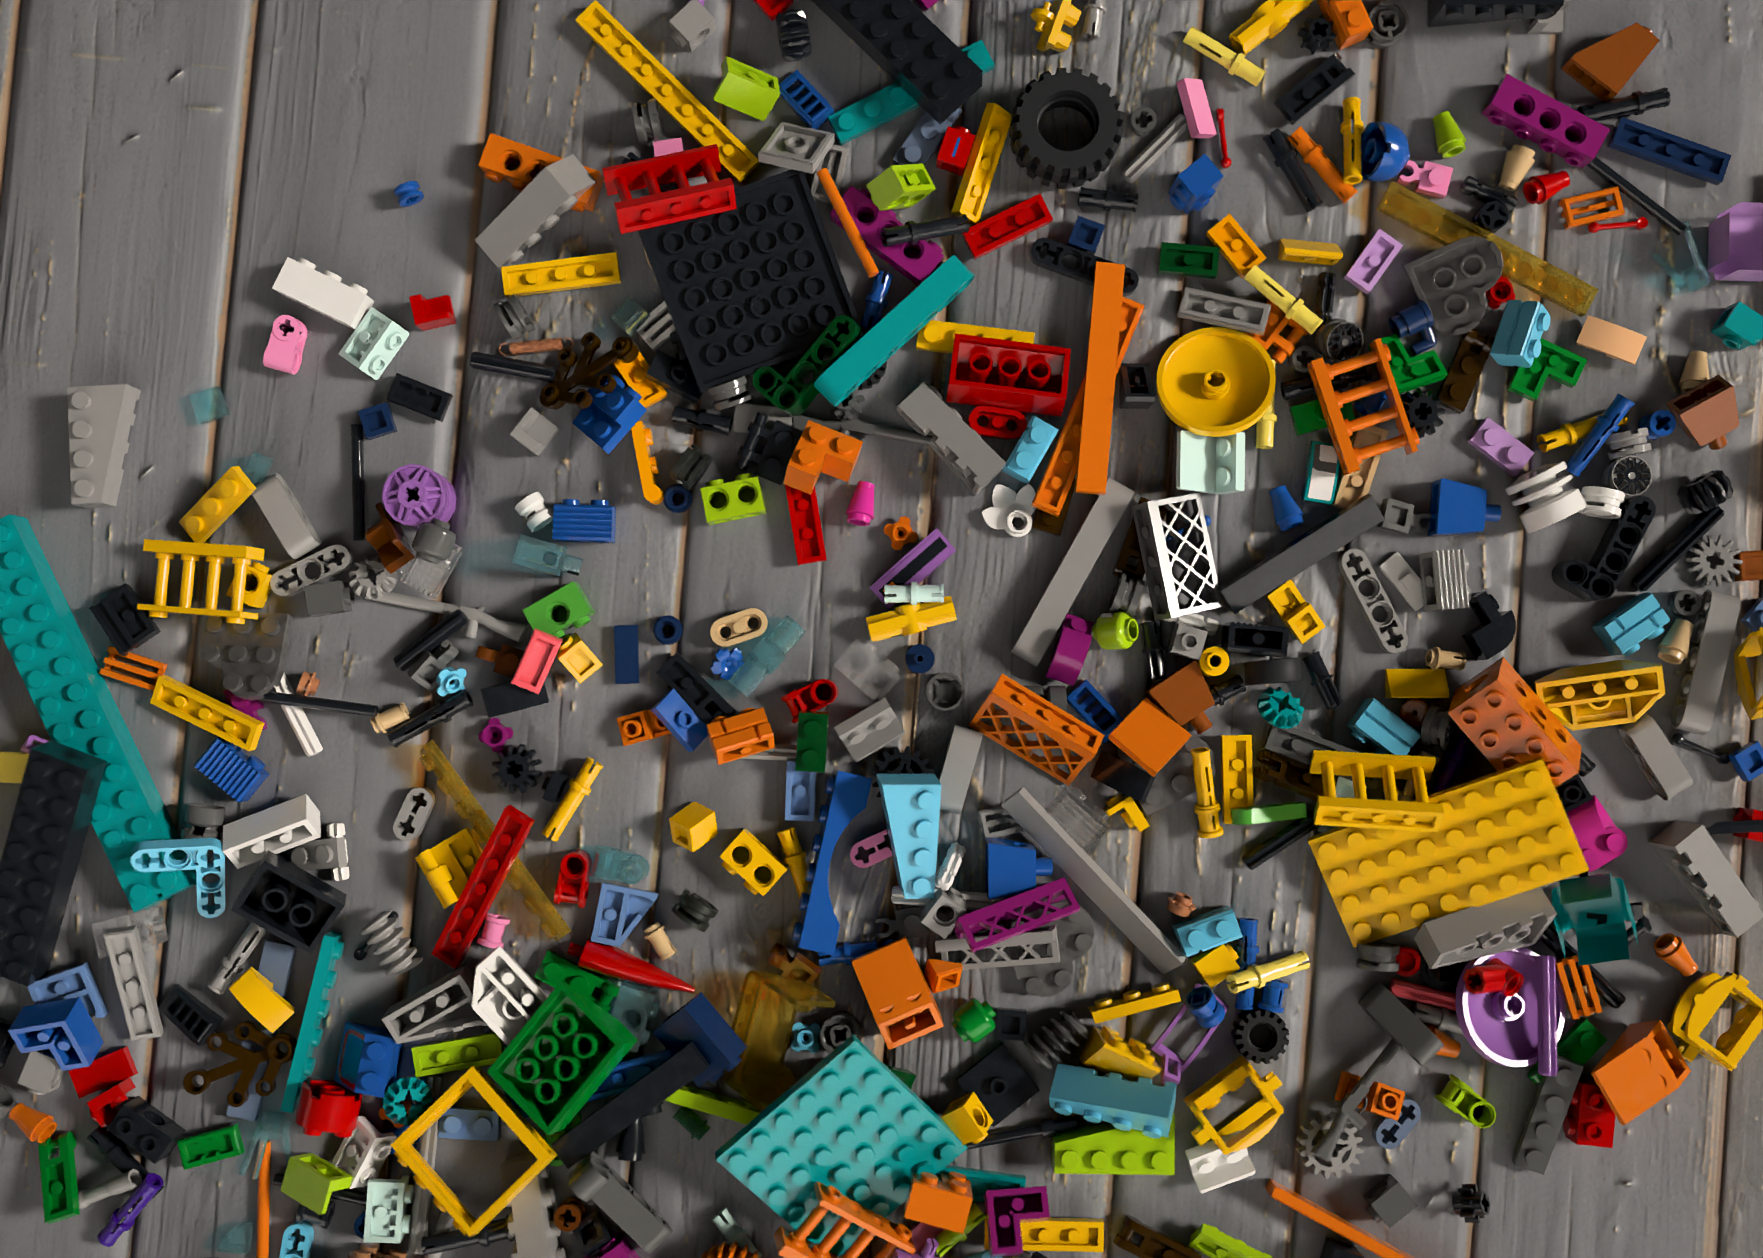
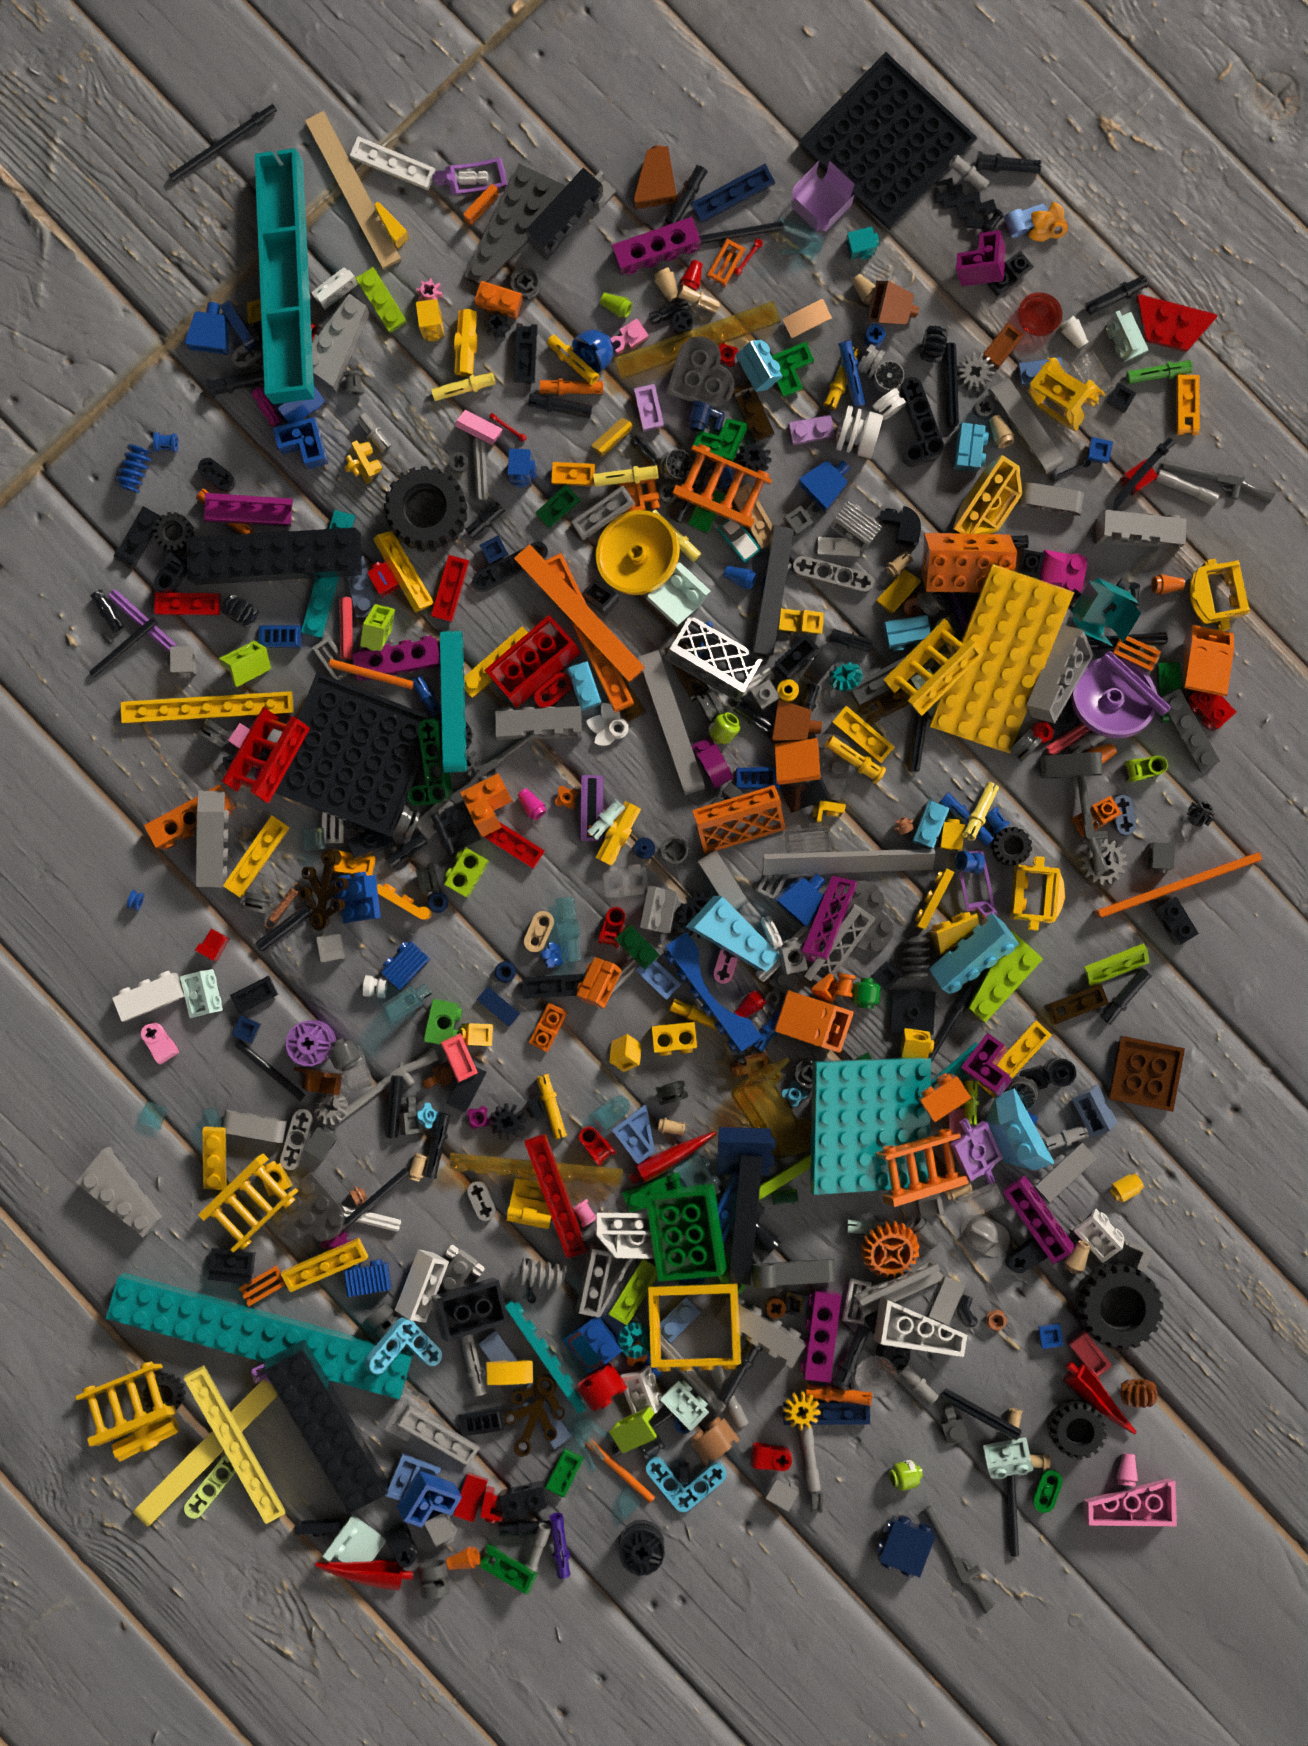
camera: 50 degrees left, 0 degrees up
(680, 720) = (561, 1008): blue plate -> none
(796, 147) = (304, 664): light grey plate -> none
(857, 911) = (751, 1004): none -> red cone
(872, 157) = (346, 628): none -> coral axle
(913, 232) = (409, 643): black pin -> none
(963, 990) = (844, 985): none -> orange bush
(1214, 1169) = (1060, 934): white bracket -> none
(1268, 813) = (896, 733): bright green beam -> none
(1493, 978) = (1089, 693): red piece -> none
(1529, 212) = (698, 299): none -> tan axle

